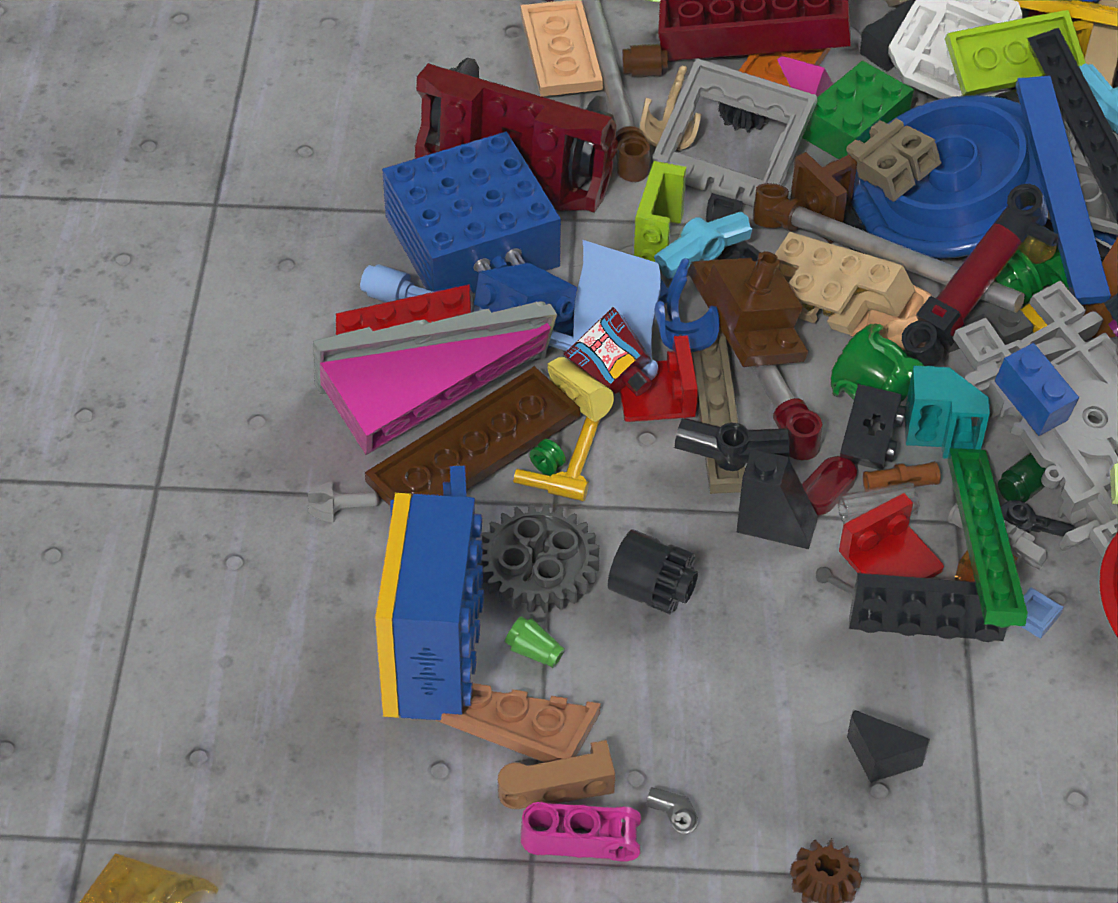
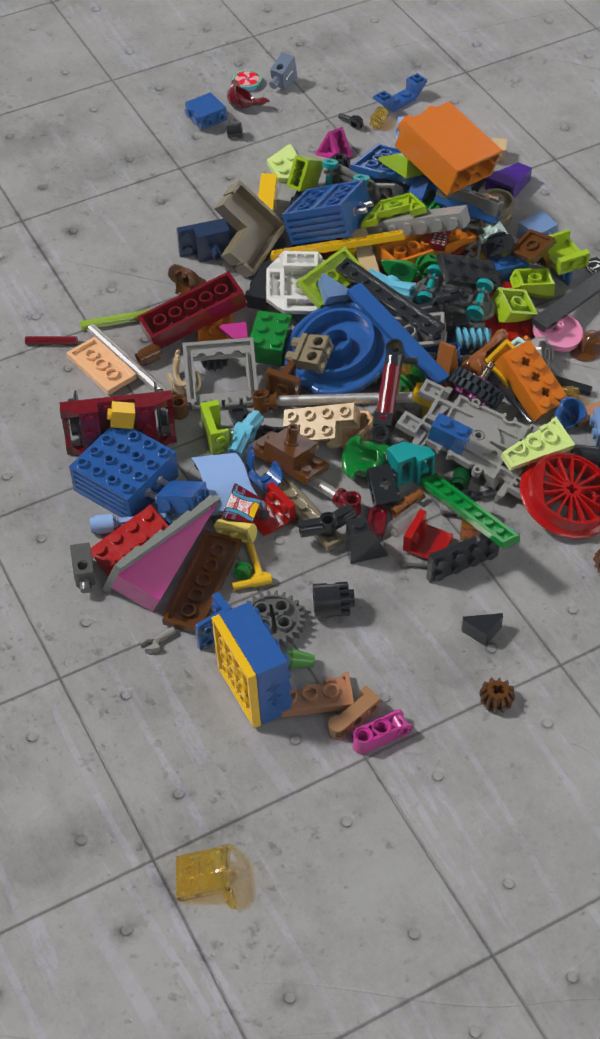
camera: 30 degrees left, 0 degrees up
(304, 320) = (83, 566): none -> dark grey torso
(510, 124) = (121, 415): none -> yellow brick
(676, 807) = (412, 699): dark grey arm -> none
(997, 72) = (331, 290): none -> medium blue slope

